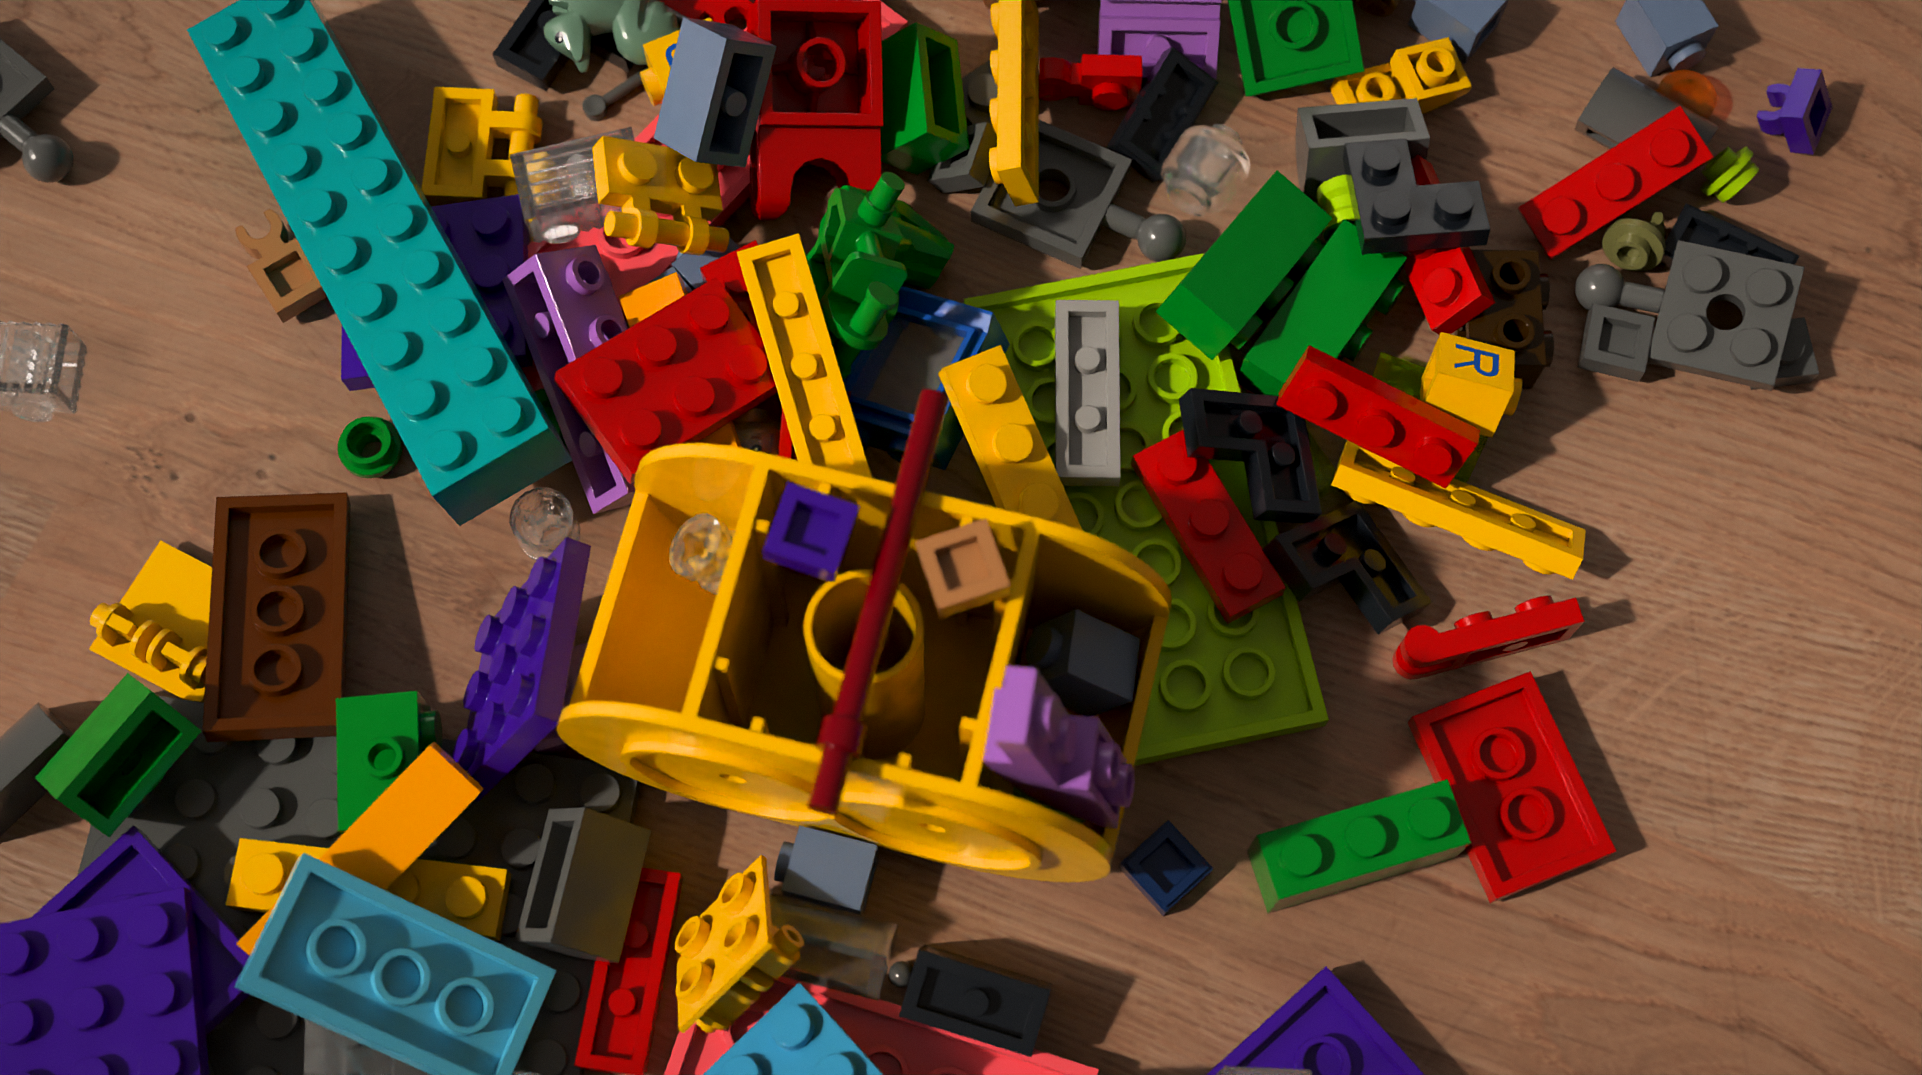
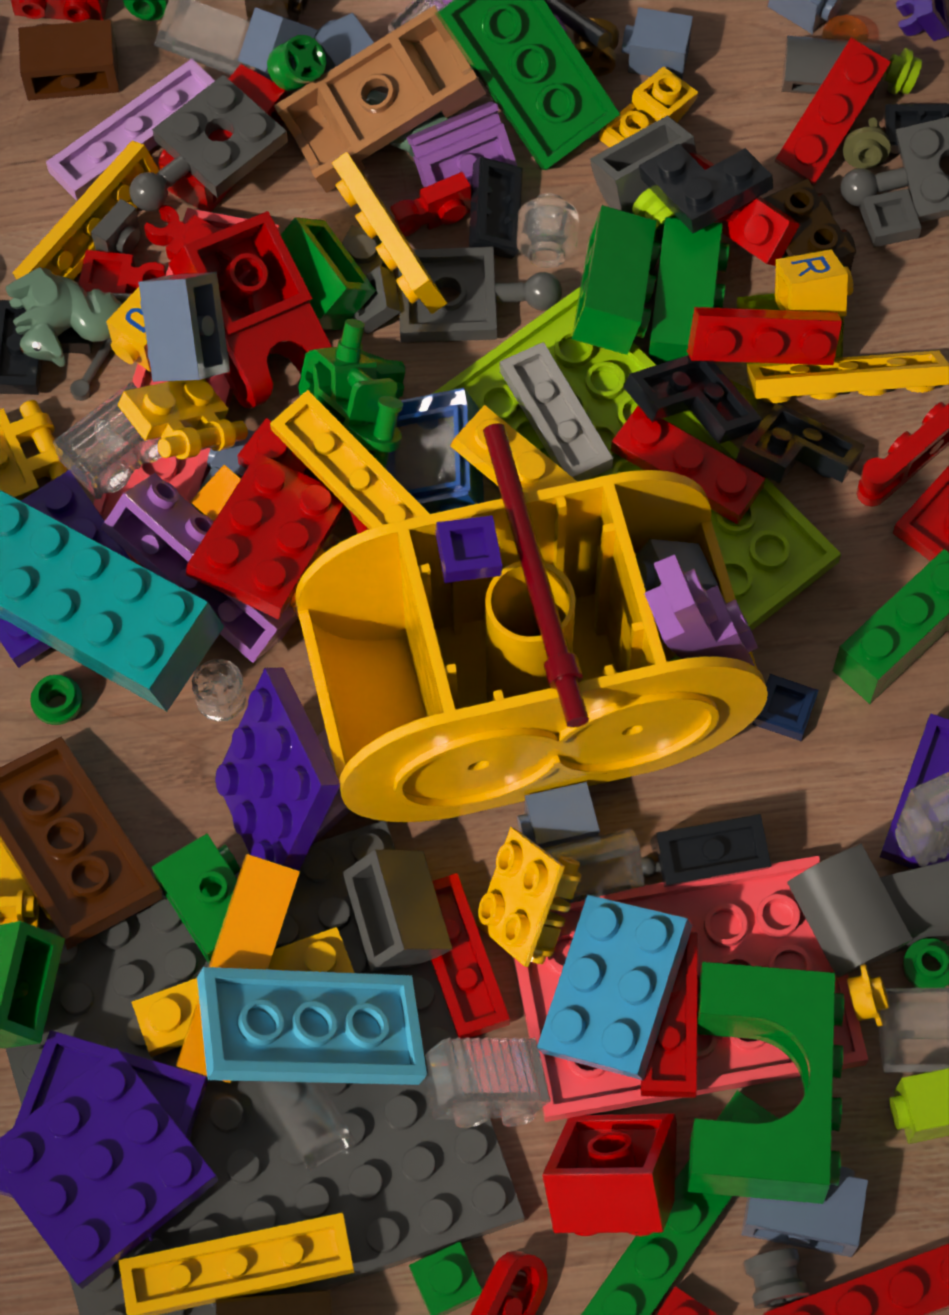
camera: 25 degrees left, 5 degrees down
(701, 550) = (381, 642): clear wheel -> none
(963, 568) = (580, 526): medium nougat plate -> none

